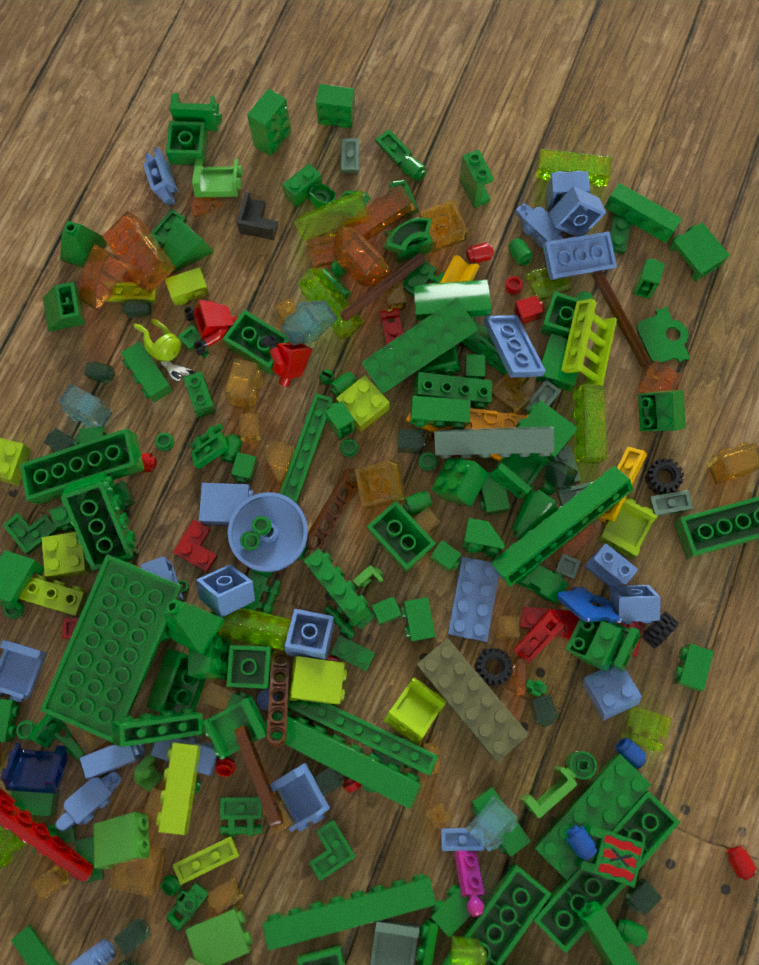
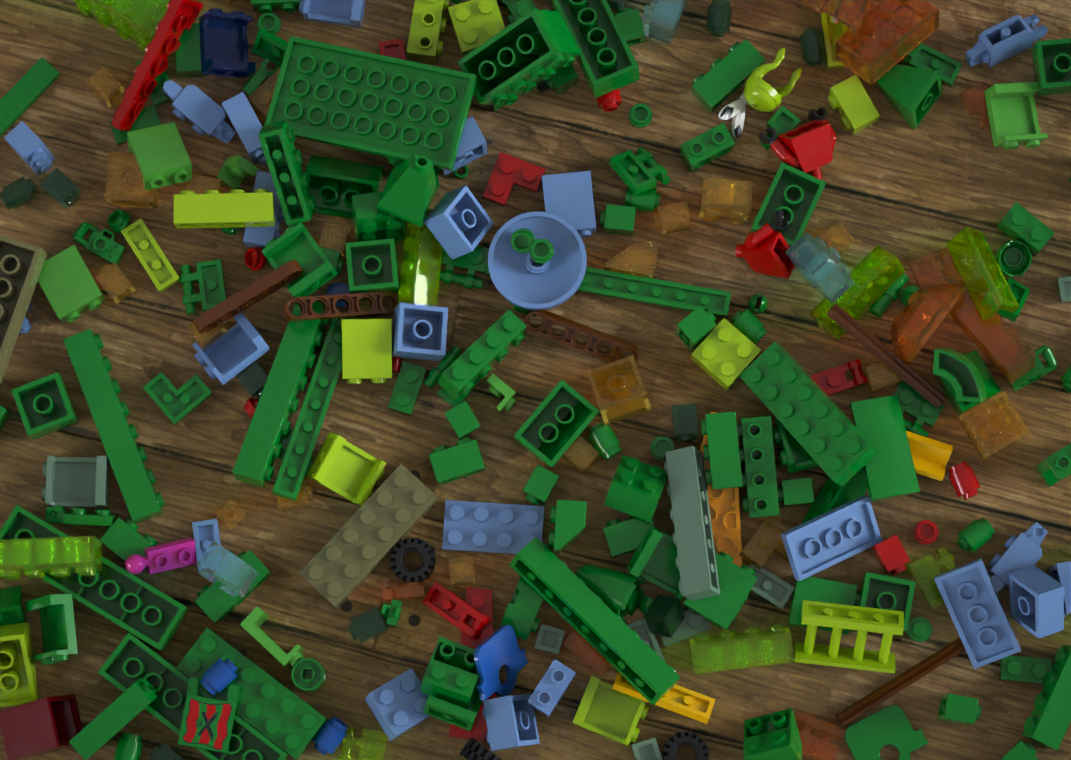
camera: 85 degrees right, 5 degrees up
(251, 221) = (964, 170): pearl dark grey panel -> none
(349, 448) = (665, 346): green plate -> none

